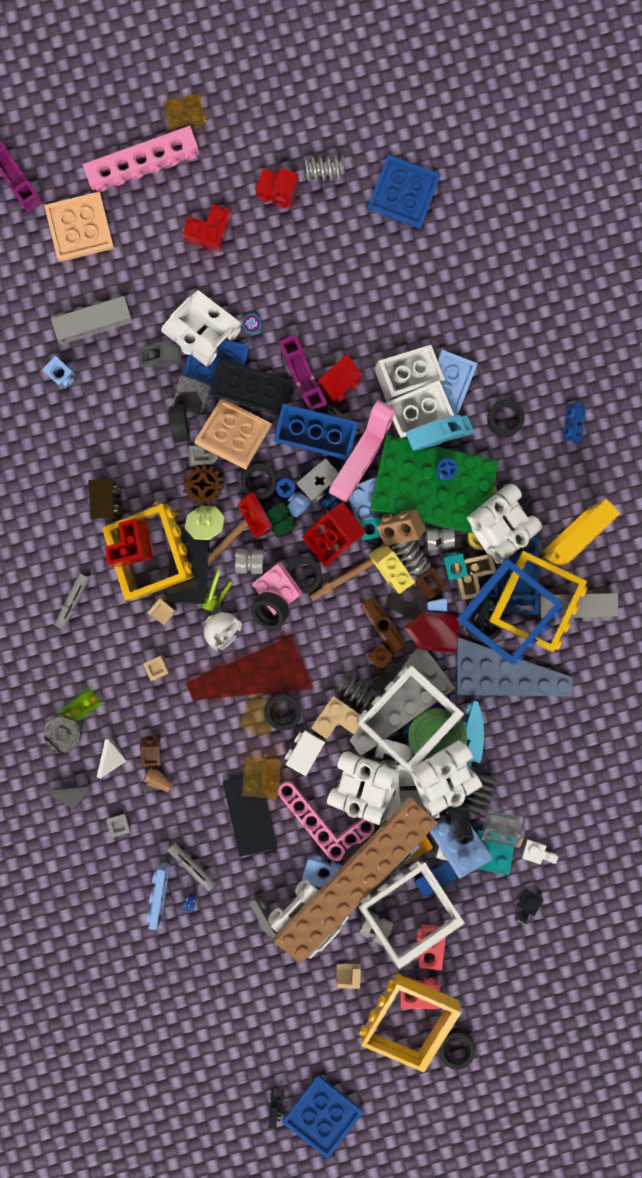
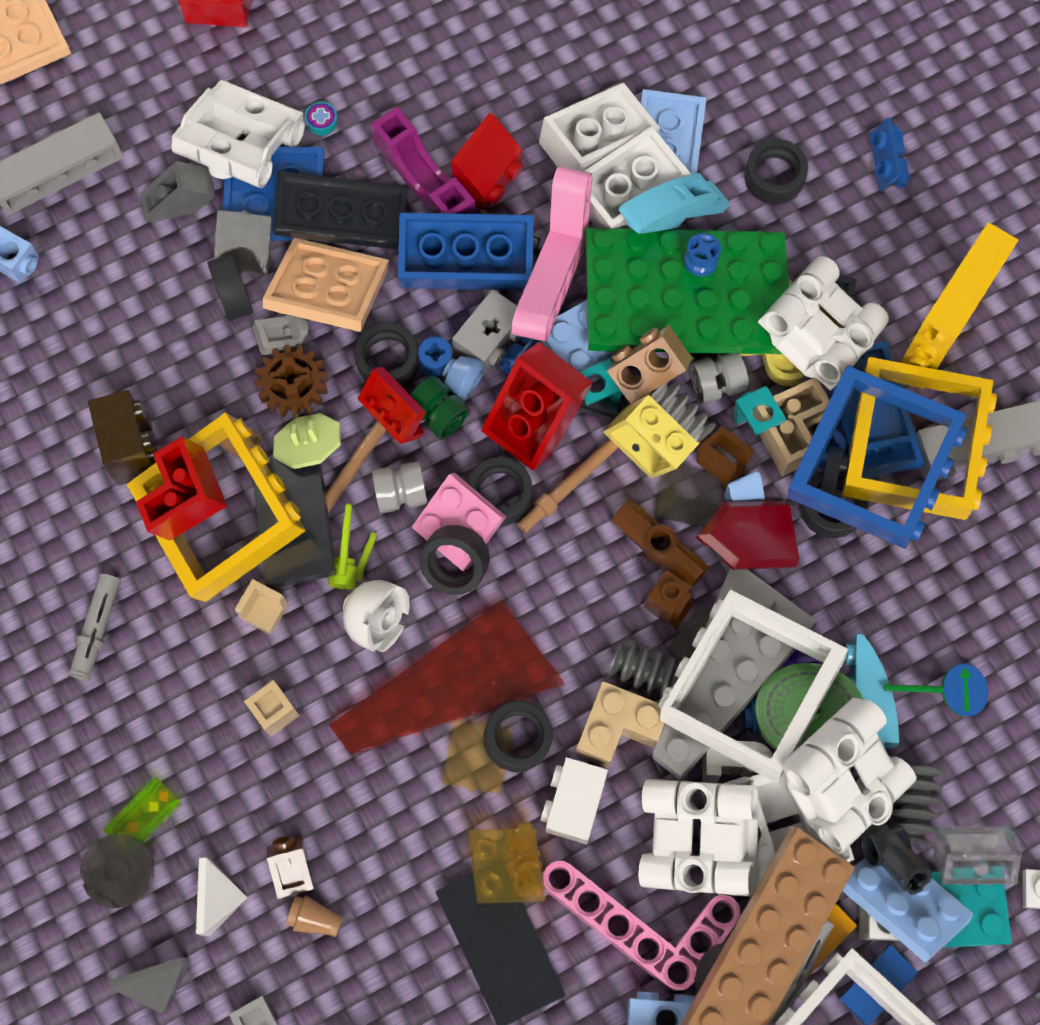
camera: 15 degrees left, 15 degrees down
(487, 673) = (878, 586): sand blue wing -> none
(523, 740) = (962, 689): none -> blue piece

